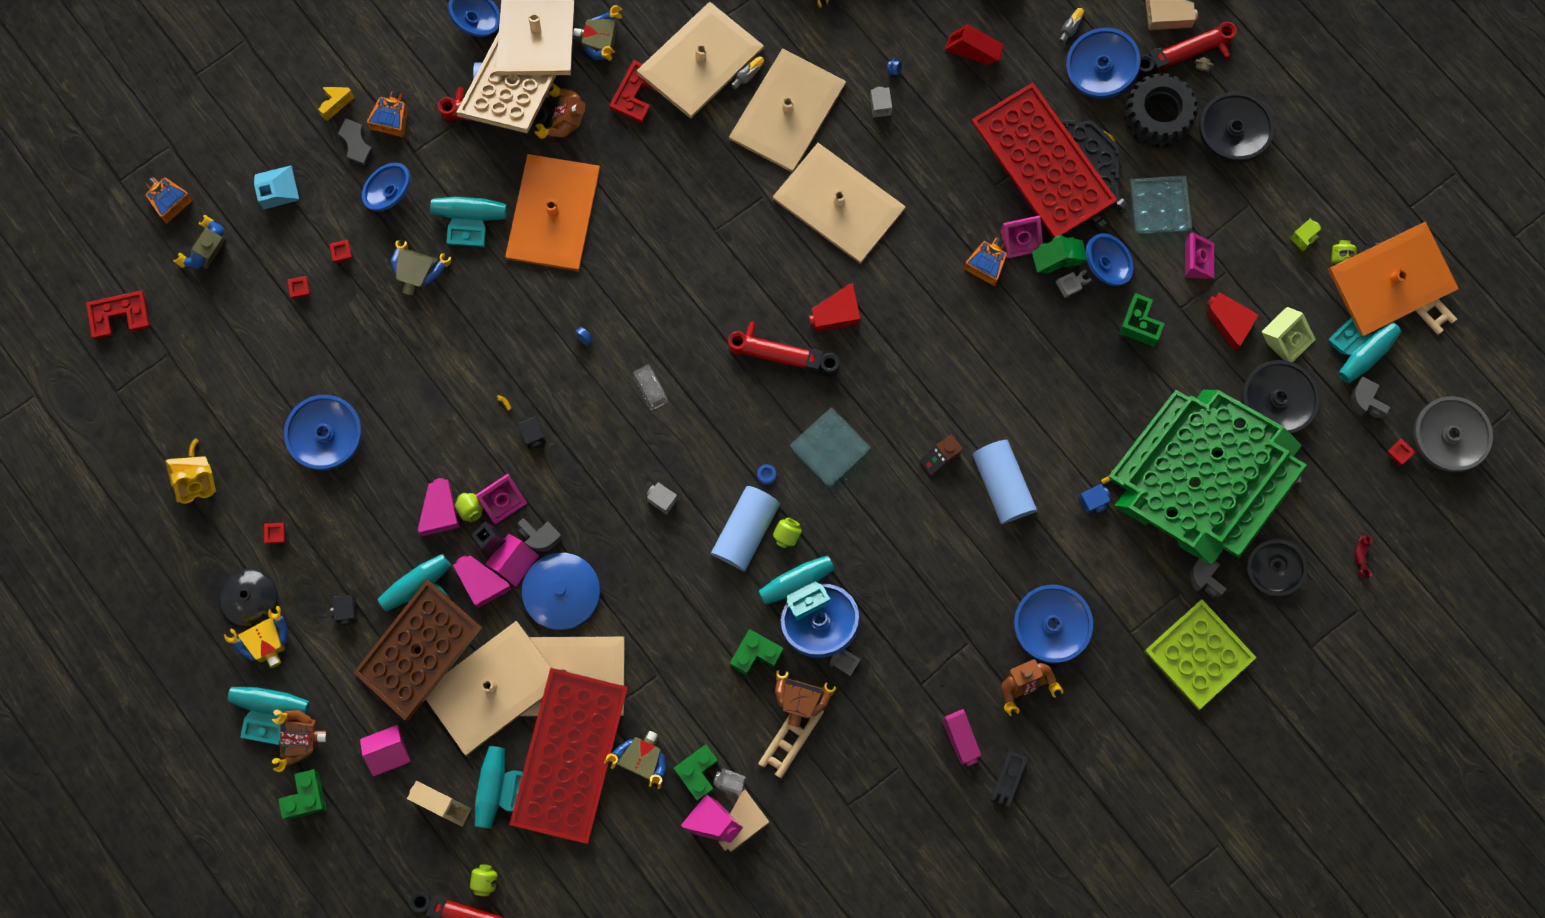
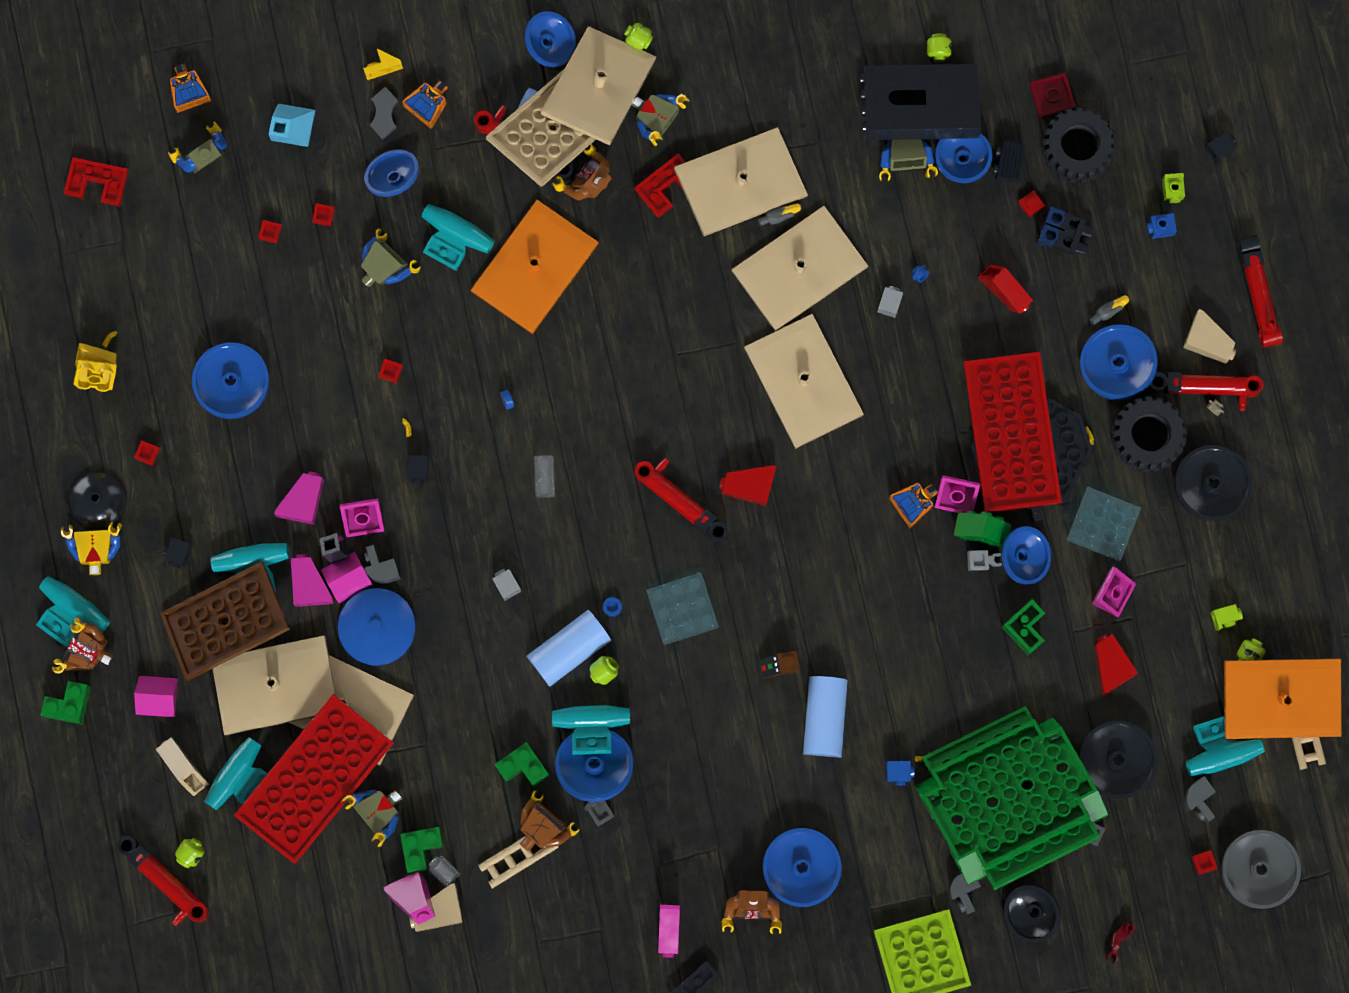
camera: 25 degrees right, 5 degrees up
(466, 359) = (390, 371): none -> red plate
(468, 507) = (329, 511): lime head -> none
(1289, 334) = (1158, 704): yellowish green slope -> none

